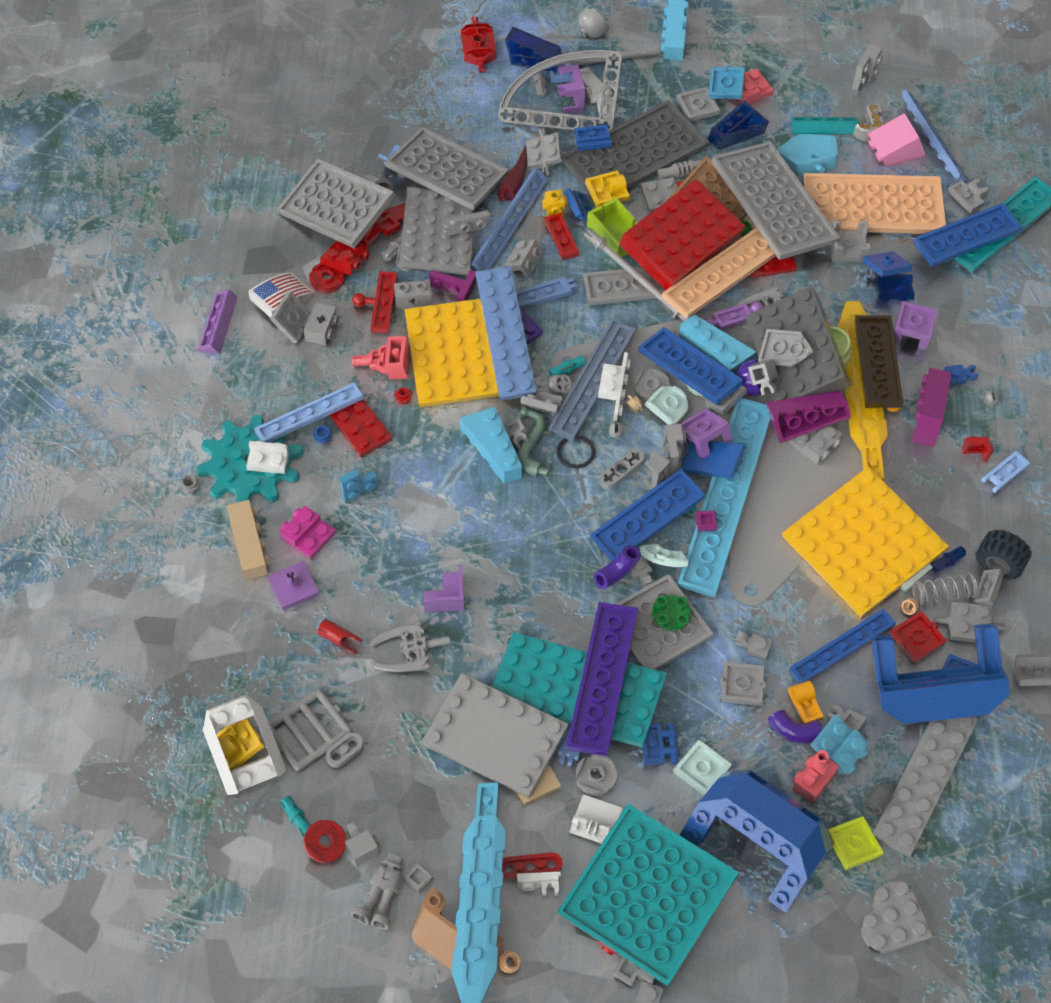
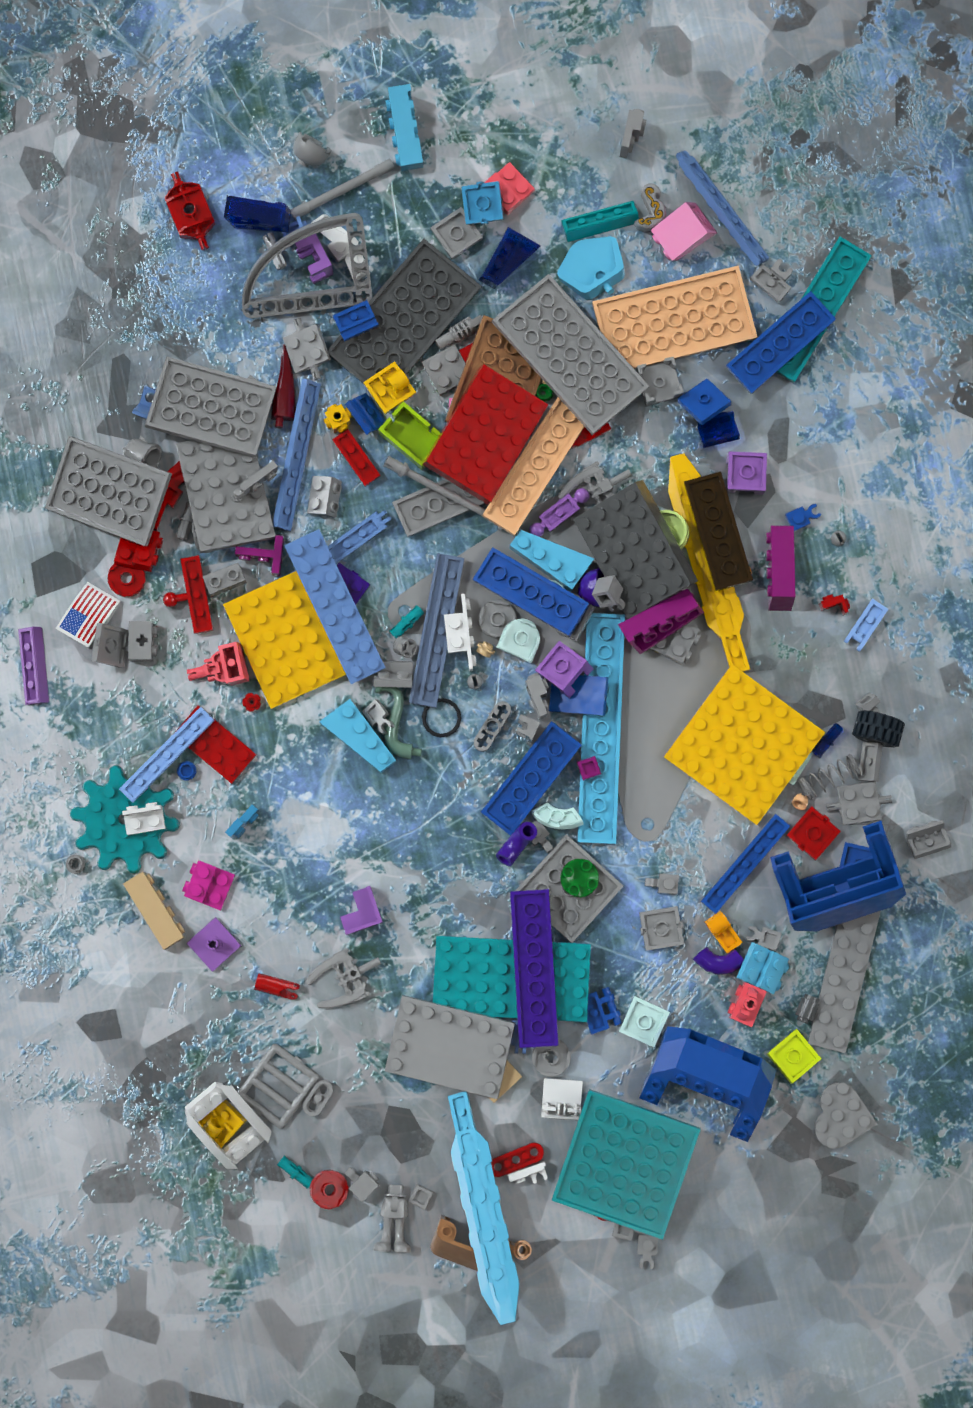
camera: 20 degrees left, 25 degrees up
(784, 347) = (622, 558): light grey tile -> none

